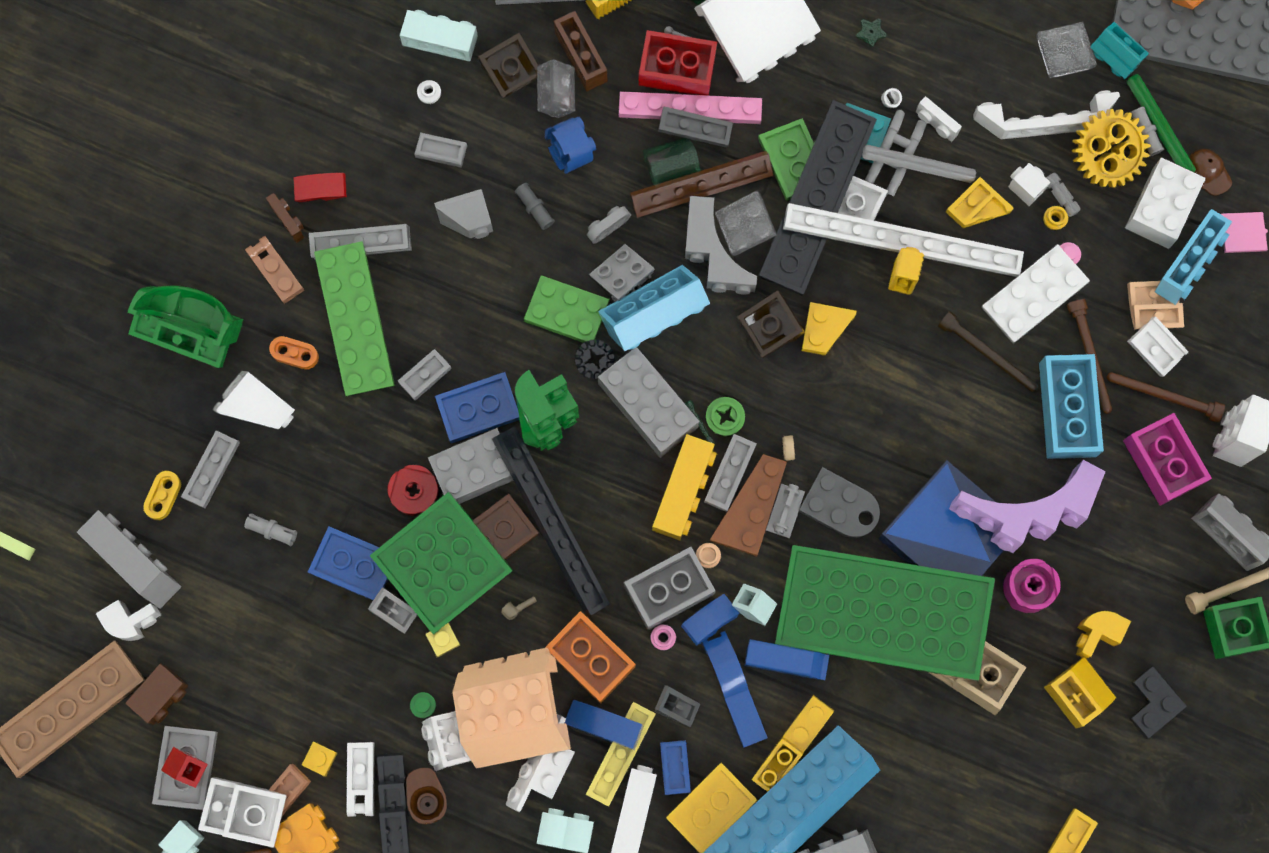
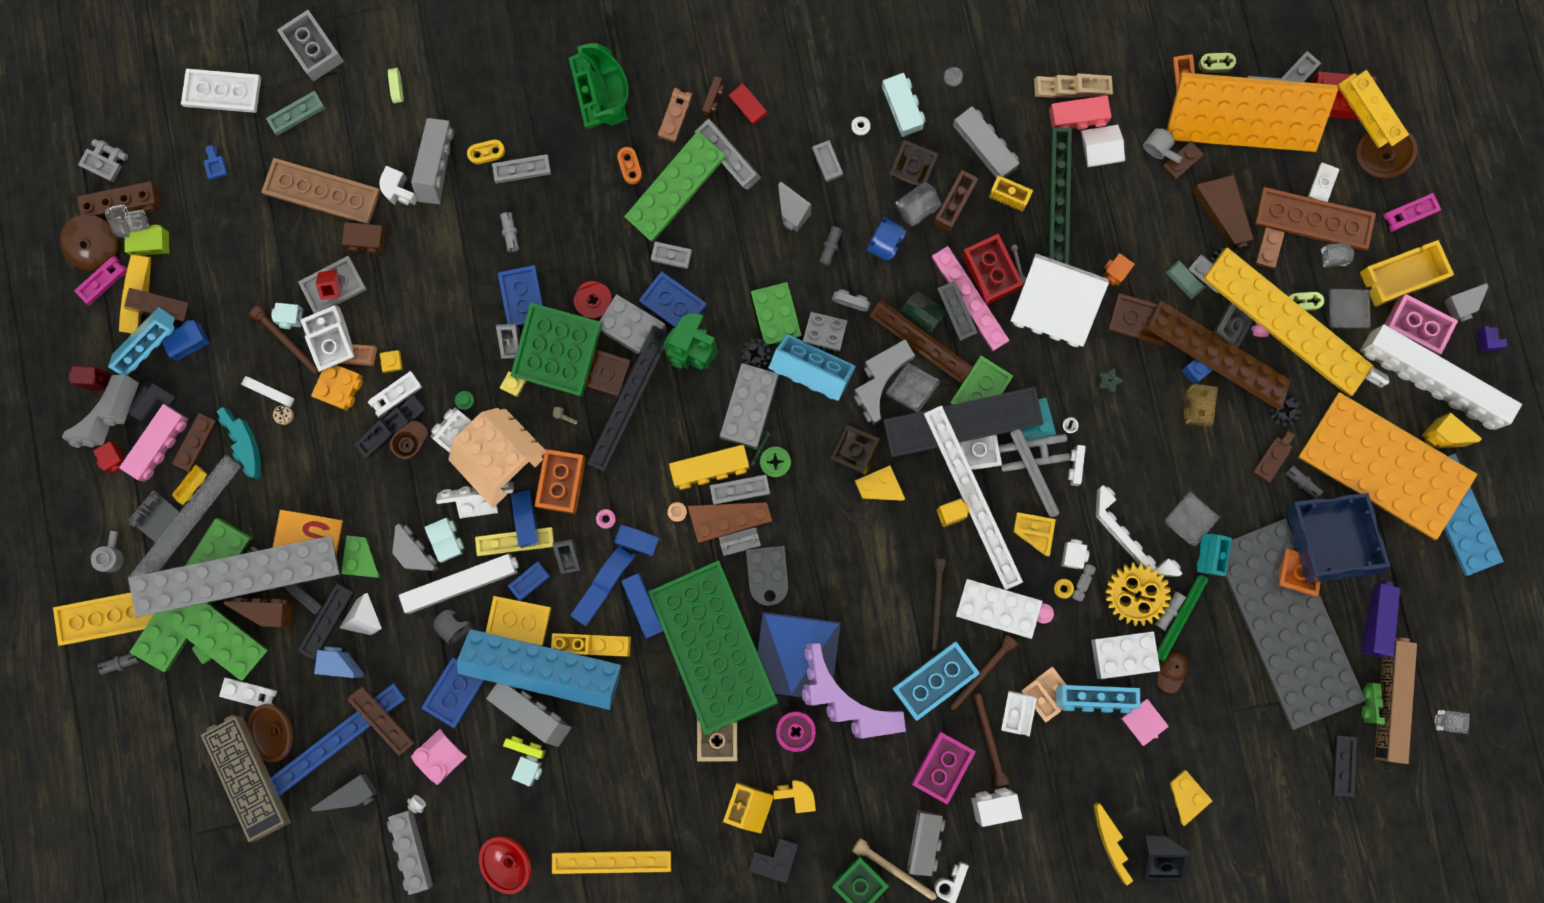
camera: 65 degrees right, 5 degrees up
(254, 402) = (579, 164): white slope -> none
(669, 588) = (637, 501): light grey brick -> none
(754, 604) = (663, 561): light aqua brick -> none
(788, 448) = (781, 515): tan tile -> none

